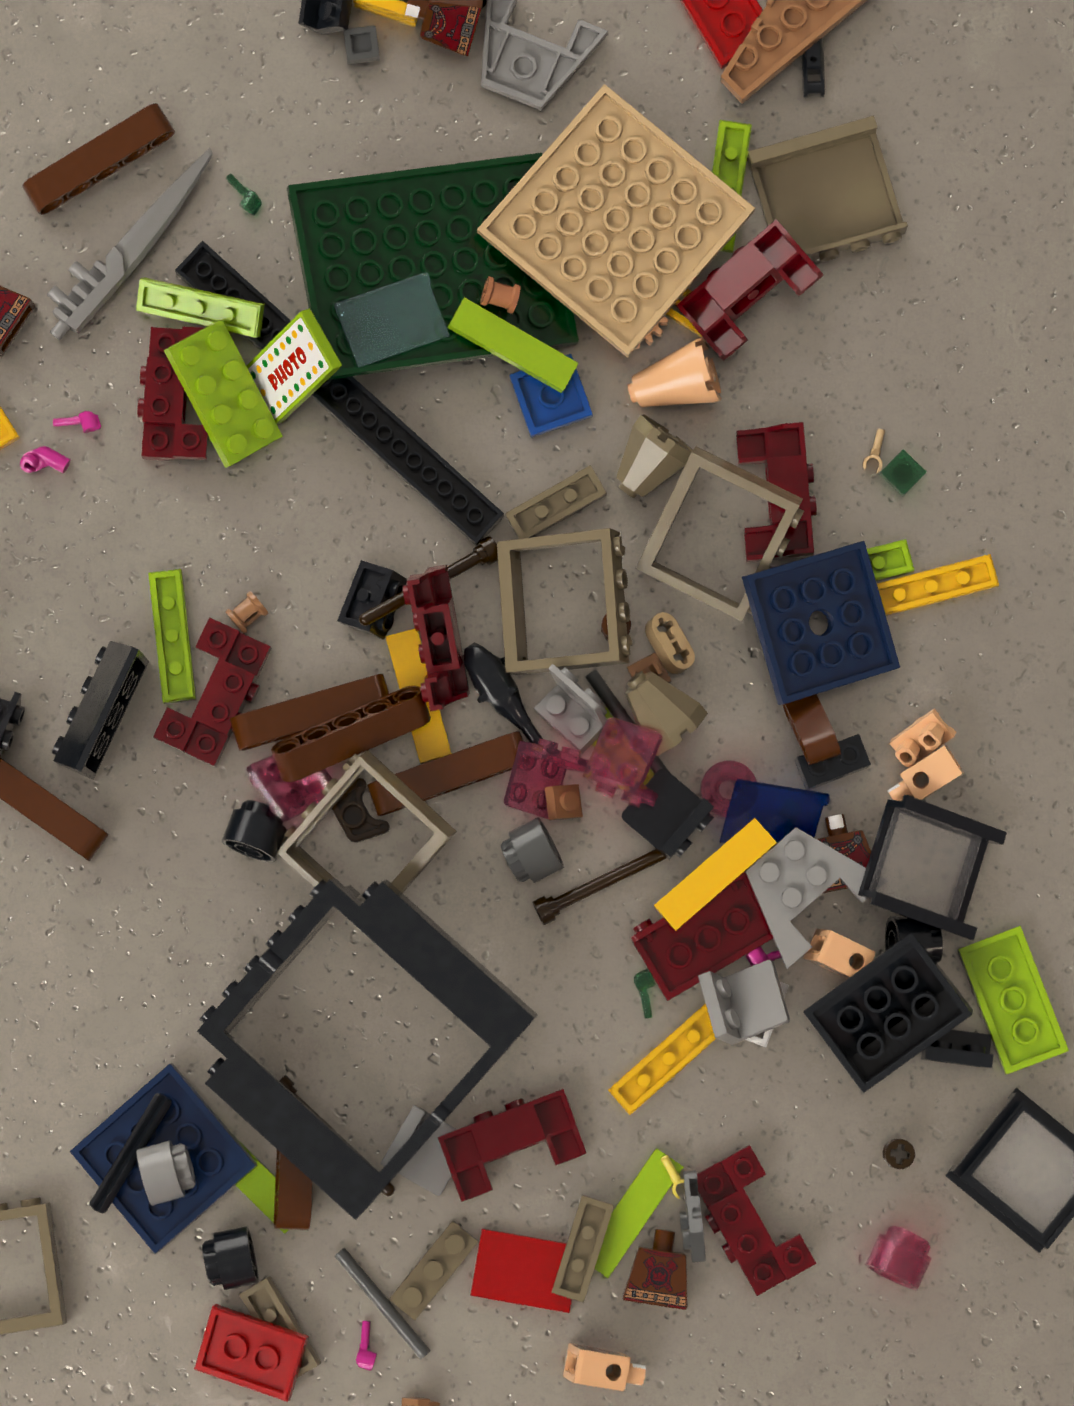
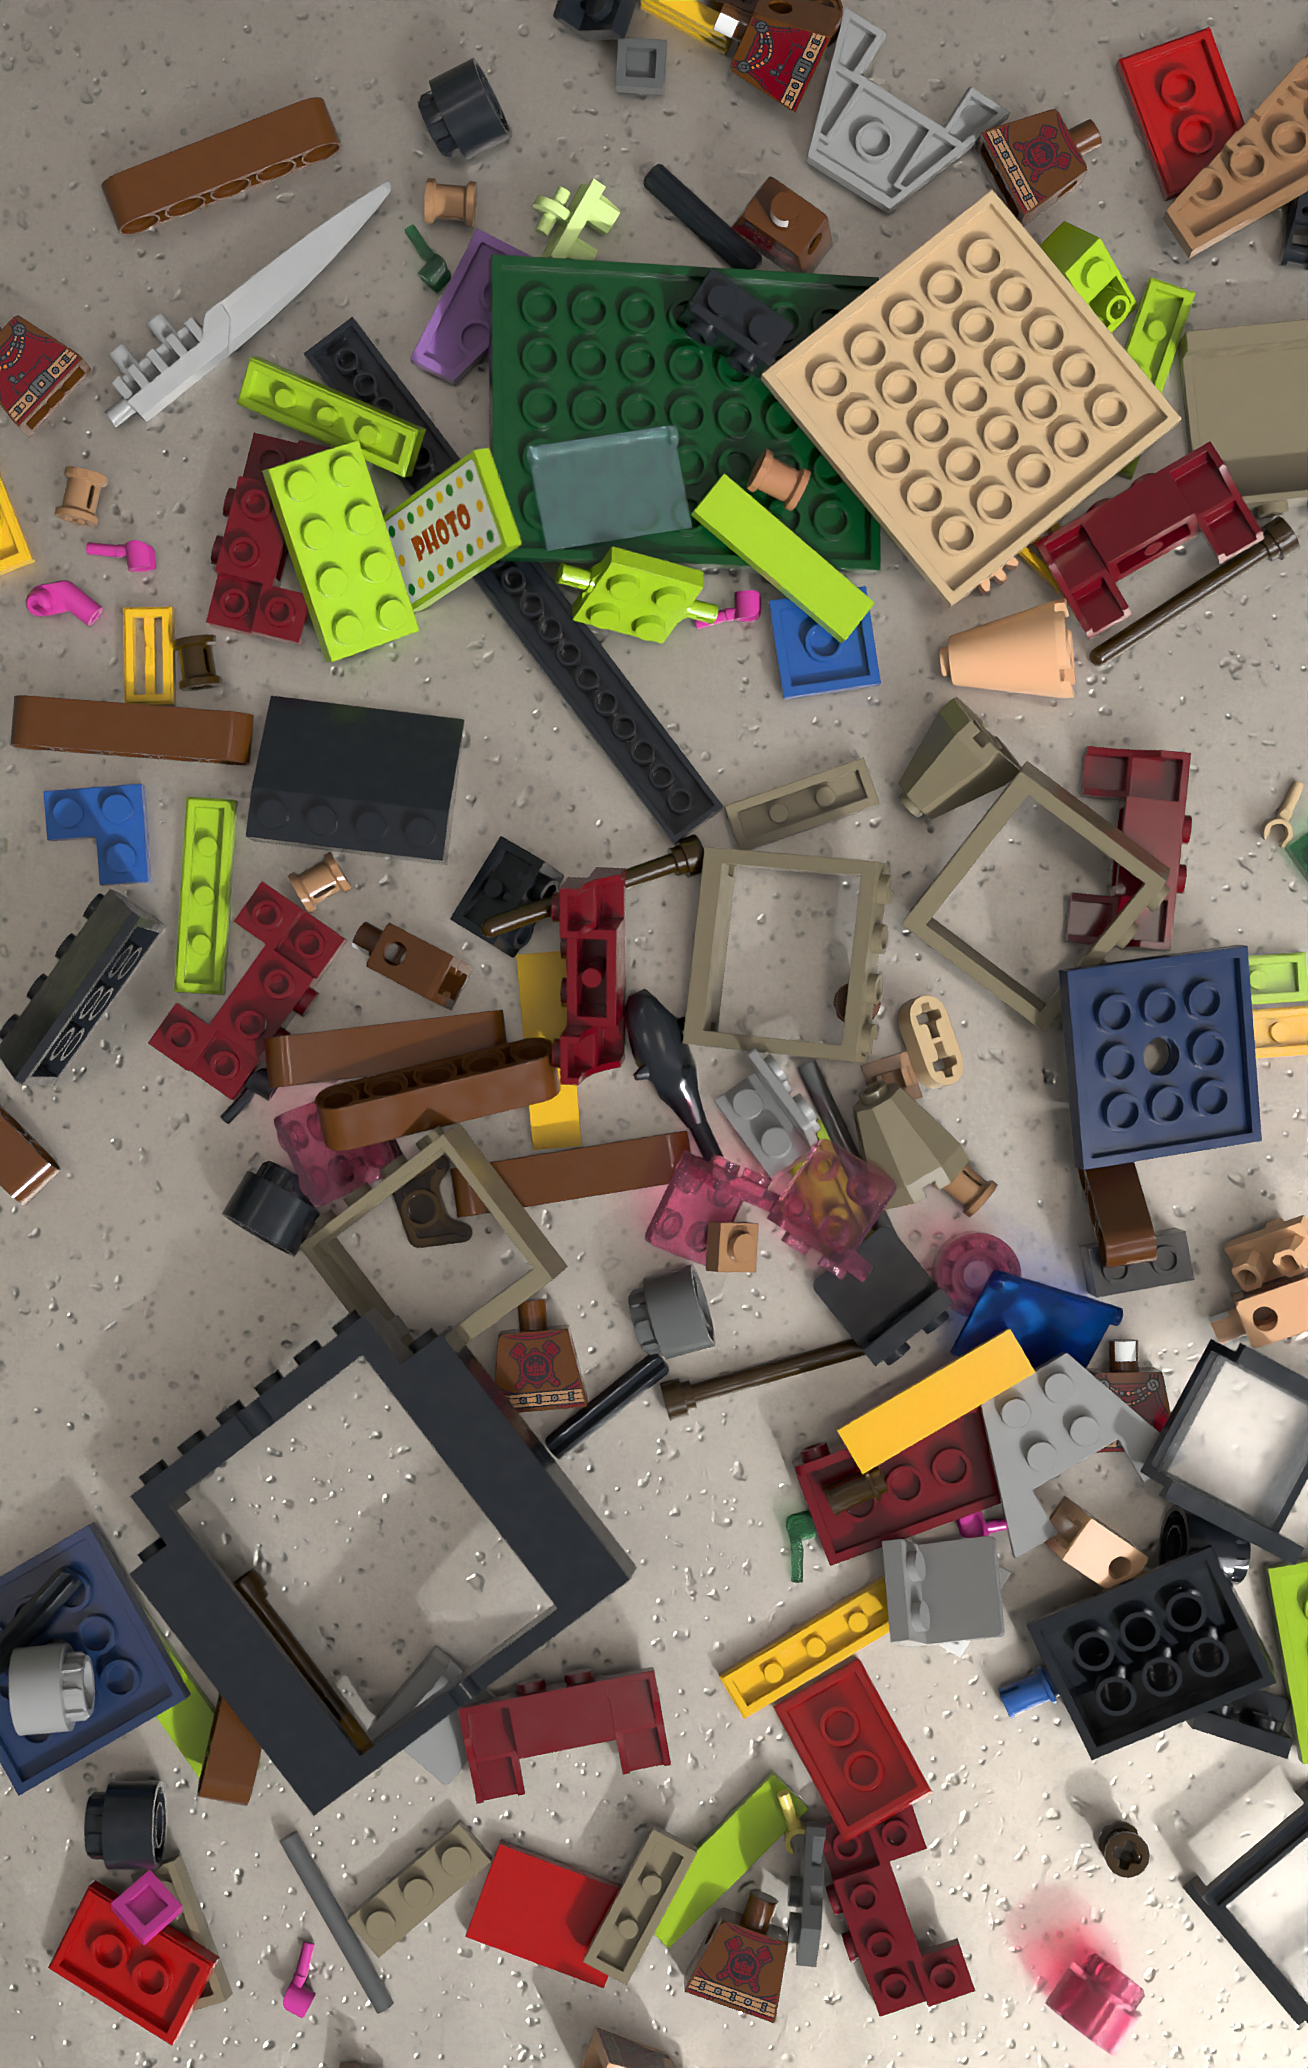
camera: 10 degrees right, 5 degrees up
(44, 389) = (81, 496): none -> medium nougat bush
(100, 595) = (111, 816): none -> blue plate
(105, 535) = (132, 730): none -> reddish brown beam
(113, 513) = (149, 614): none -> yellow tile
(140, 483) = (197, 662): none -> dark brown bush
(230, 752) = (256, 1084): none -> black hand
(251, 95) = (463, 112): none -> black piece
(253, 155) = (450, 202): none -> medium nougat bush
(254, 1309) = (146, 1907): none -> dark pink plate
(259, 542) = (356, 780): none -> black slope
(274, 230) = (460, 324): none -> medium lavender wing
(329, 654) = (425, 967): none -> reddish brown torso
(342, 142) = (586, 208): none -> yellowish green hips
(419, 136) = (701, 219): none -> black axle
(422, 386) = (637, 594): none -> lime plate
(450, 900) = (539, 1363): none -> torso
(453, 200) = (734, 324): none -> black bracket
(474, 132) = (784, 226): none -> reddish brown torso
(495, 382) = (746, 609): none -> dark pink hand
(502, 921) = (606, 1405): none -> black axle
(631, 59) = (1036, 160): none -> torso
(674, 944) = (855, 1490): none -> dark brown pin
(680, 126) = (1091, 272): none -> lime slope
(705, 1119) = (852, 1750): none -> red tile
(711, 734) = (970, 1190): none -> medium nougat bush
(817, 1061) = (1029, 1692): none -> blue pin
(834, 276) = (1277, 543): none -> dark brown piece

